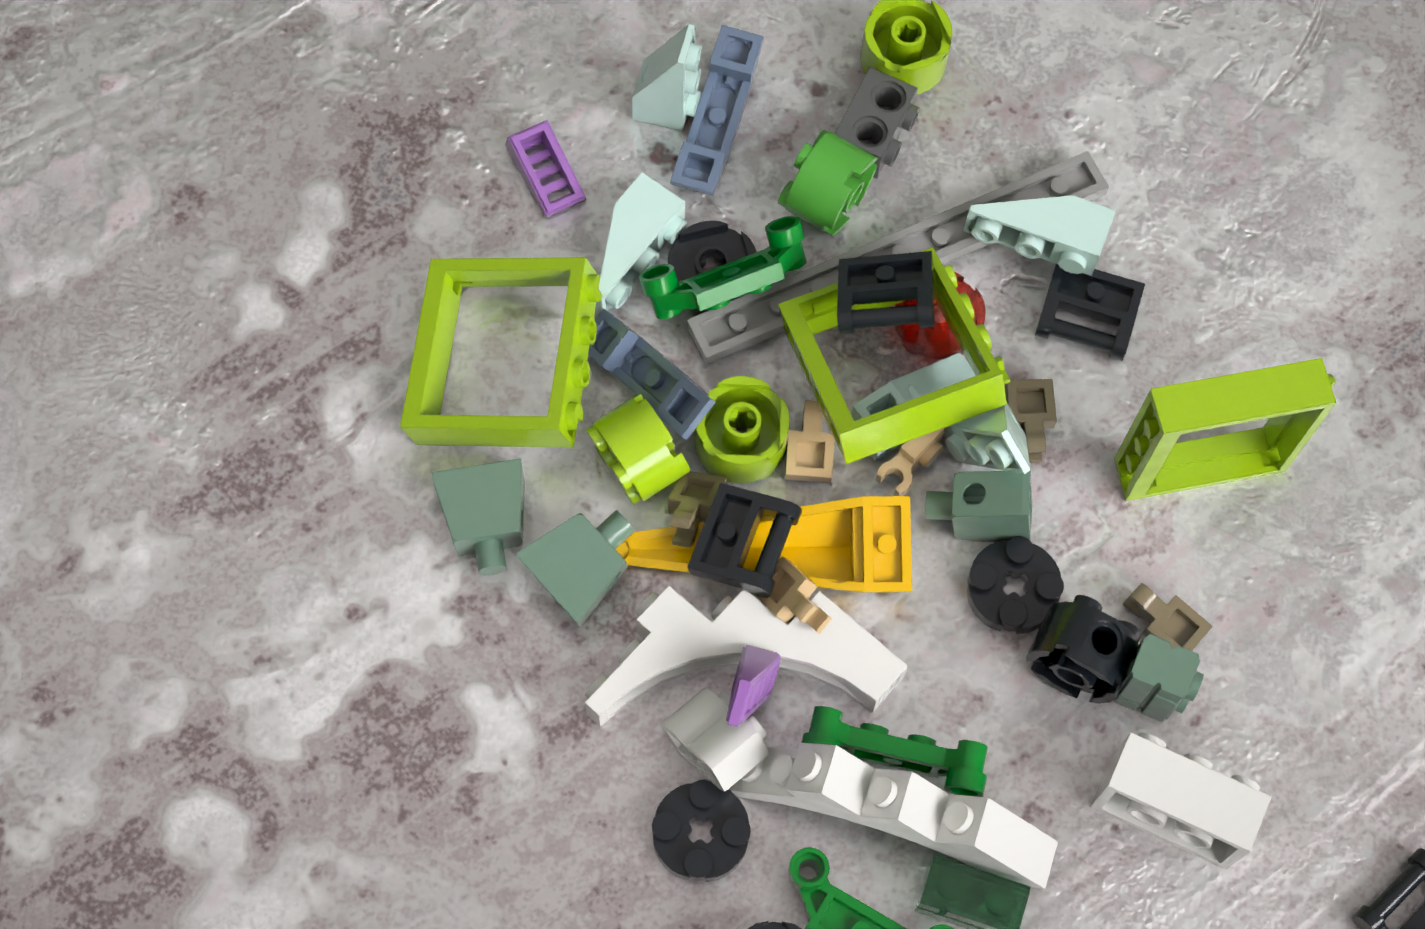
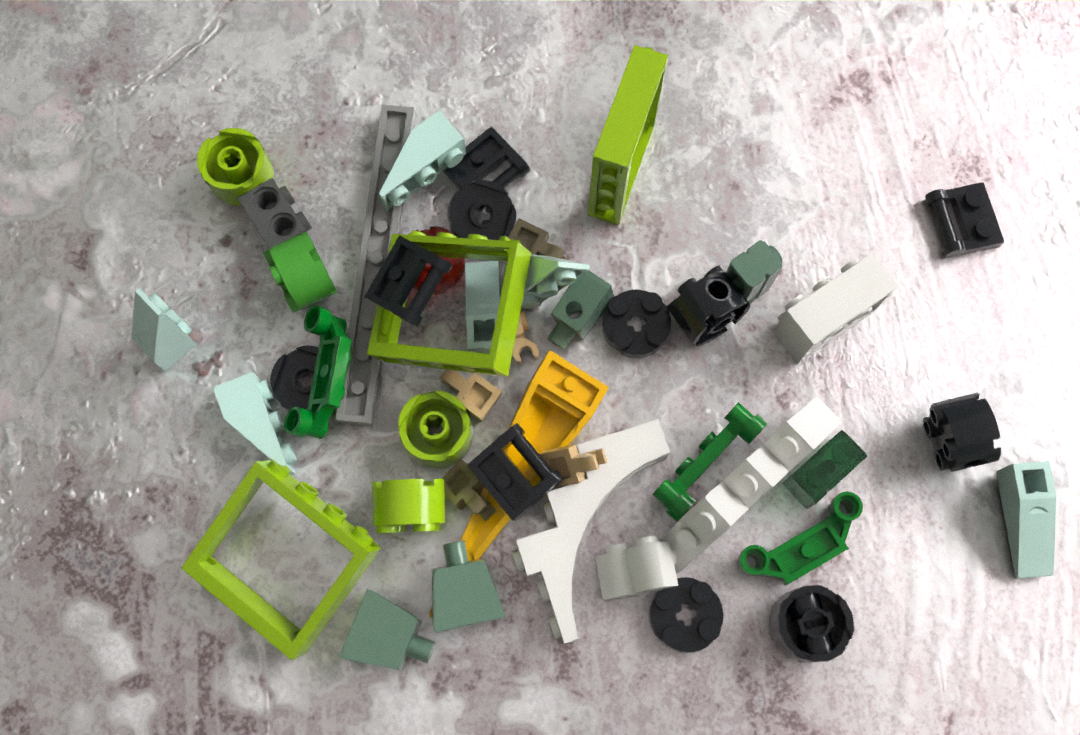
camera: 55 degrees left, 5 degrees up
(530, 137) = (137, 436): medium lavender slope -> none
(647, 371) = (362, 465): sand blue slope -> none
(718, 111) = (199, 312): sand blue slope -> none
(752, 683) = (615, 527): medium lavender slope -> none
(1039, 310) = (471, 197): none -> black plate
(1170, 621) = (715, 245): dark tan plate -> none

